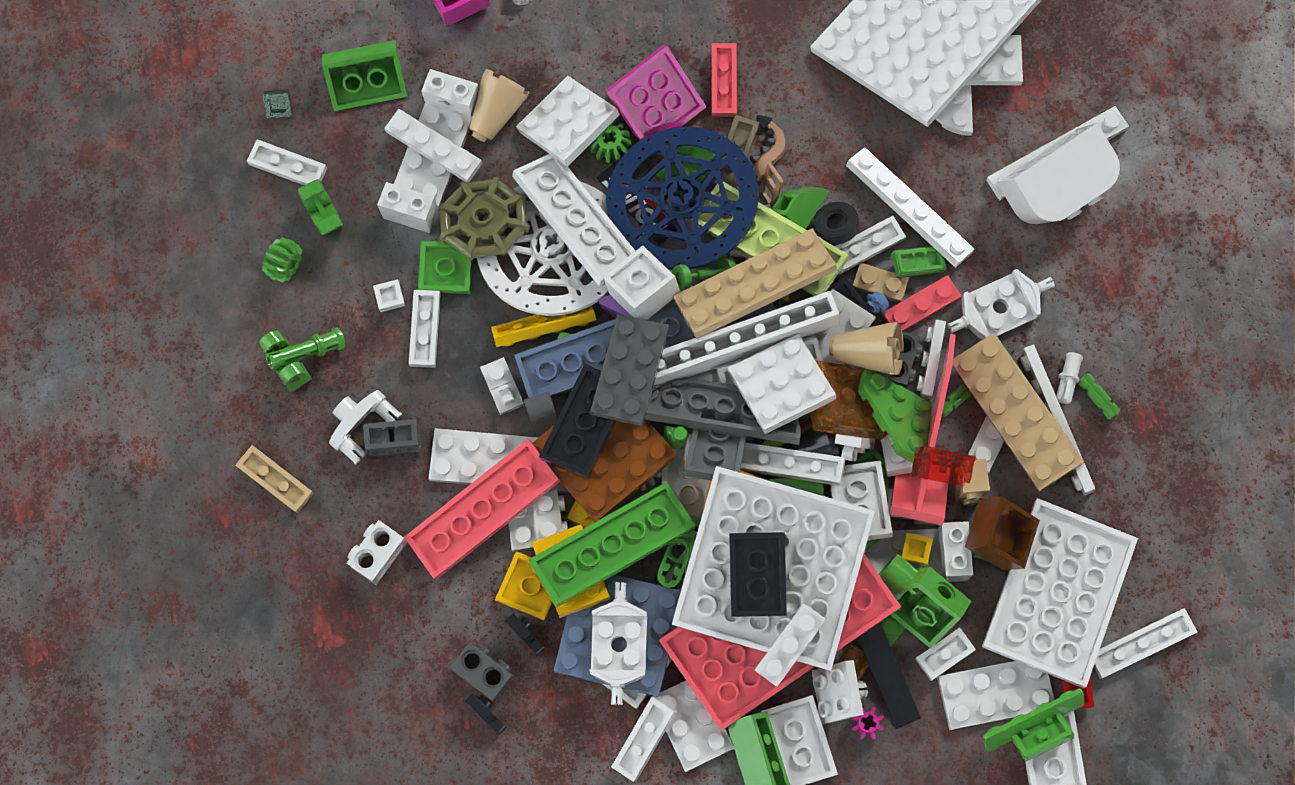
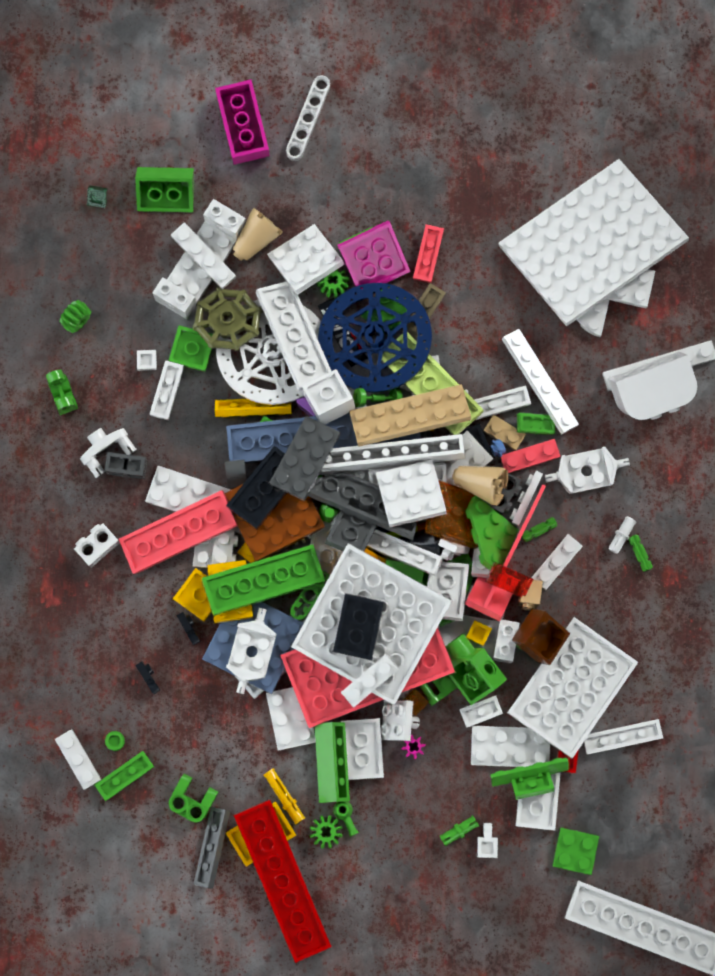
camera: 10 degrees right, 5 degrees up
(274, 479) = (35, 475): tan plate -> none
(285, 163) = (94, 244): white plate -> none
(315, 346) = (86, 385): bright green pin -> none
(320, 207) = (111, 284): bright green piece -> none
(478, 676) = (148, 650): dark grey brick -> none
(502, 386) = (213, 445): white plate -> none
(644, 739) = (254, 721): white plate -> none
(770, 155) = (448, 319): medium nougat piece -> none
(800, 204) = (459, 362): bright green slope -> none
(832, 210) = (487, 391): black tyre -> none
(889, 676) = (437, 717): black sticker -> none
(1017, 412) = (576, 551): tan plate -> none
(1042, 386) = (605, 572): white plate -> none

